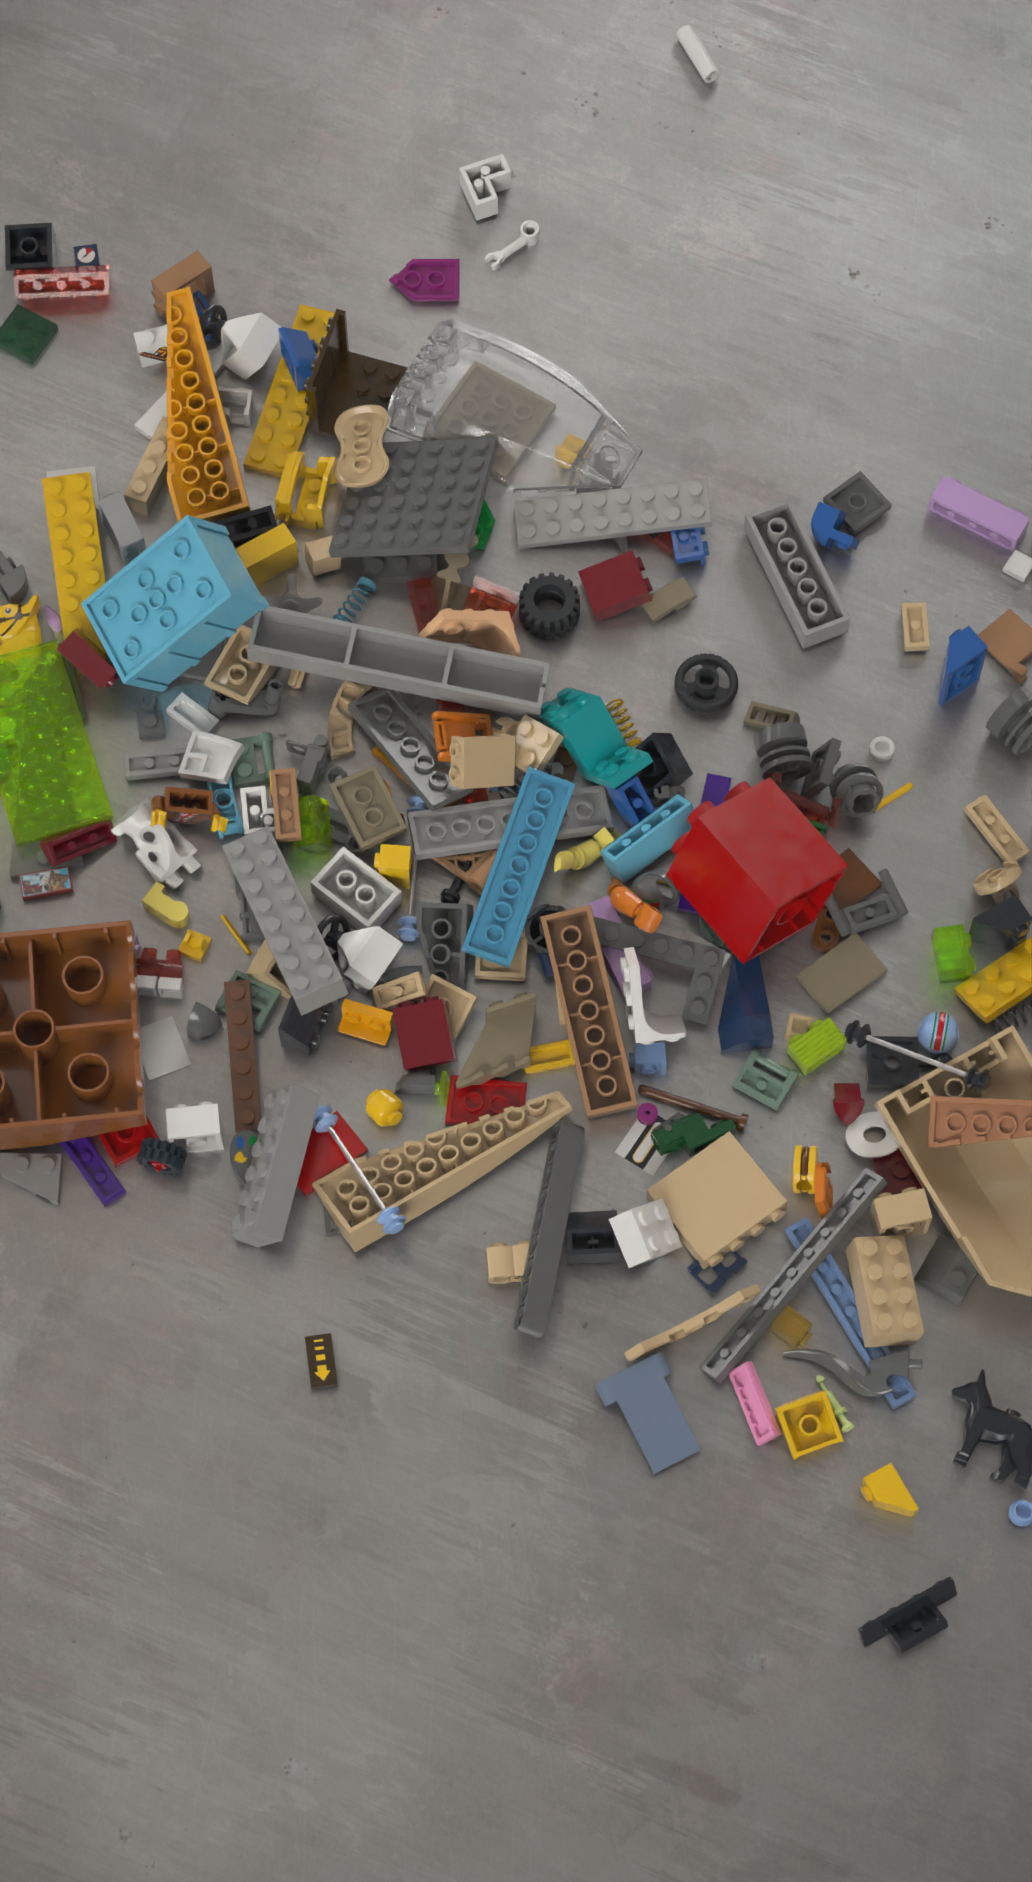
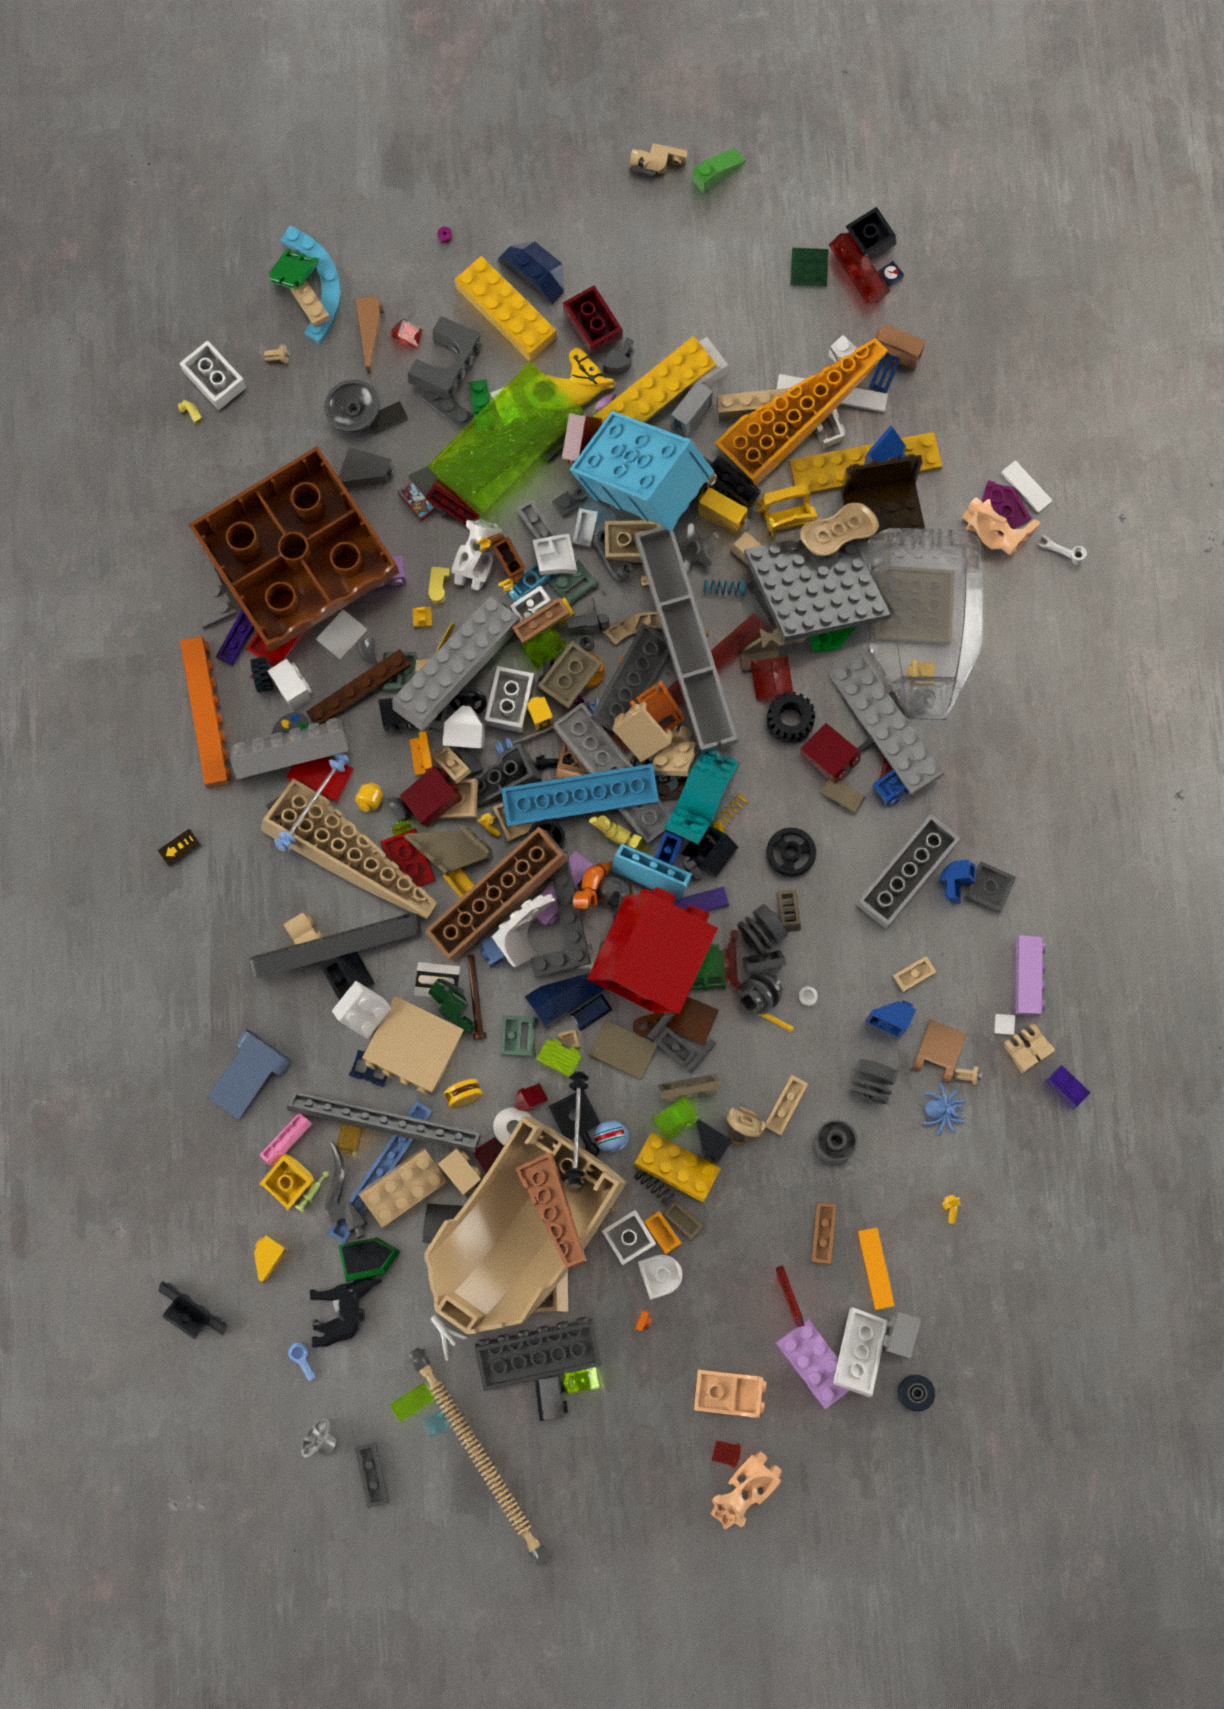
camera: 65 degrees right, 10 degrees up
(160, 975) = (386, 607): hips -> none
(168, 1248) = (205, 713): none -> orange brick
(244, 340) = (877, 410): white piece -> none
(419, 246) = (1026, 487): none -> white tile
(440, 295) = (986, 522): none -> light nougat hips
(481, 183) = (1100, 501): white brick -> none
(483, 629) = (747, 684): light nougat bracket -> none
(488, 990) = (487, 821): none -> yellow plate
(651, 1110) = (454, 965): magenta piece -> none
(693, 1324) = (335, 1084): tan tile -> none
(778, 988) = (591, 1012): none -> dark blue tile
(823, 1189) = (454, 1112): orange tile -> none
(926, 917) = (689, 1087): none -> dark tan plate
(947, 1376) = (366, 1258): none -> black tile

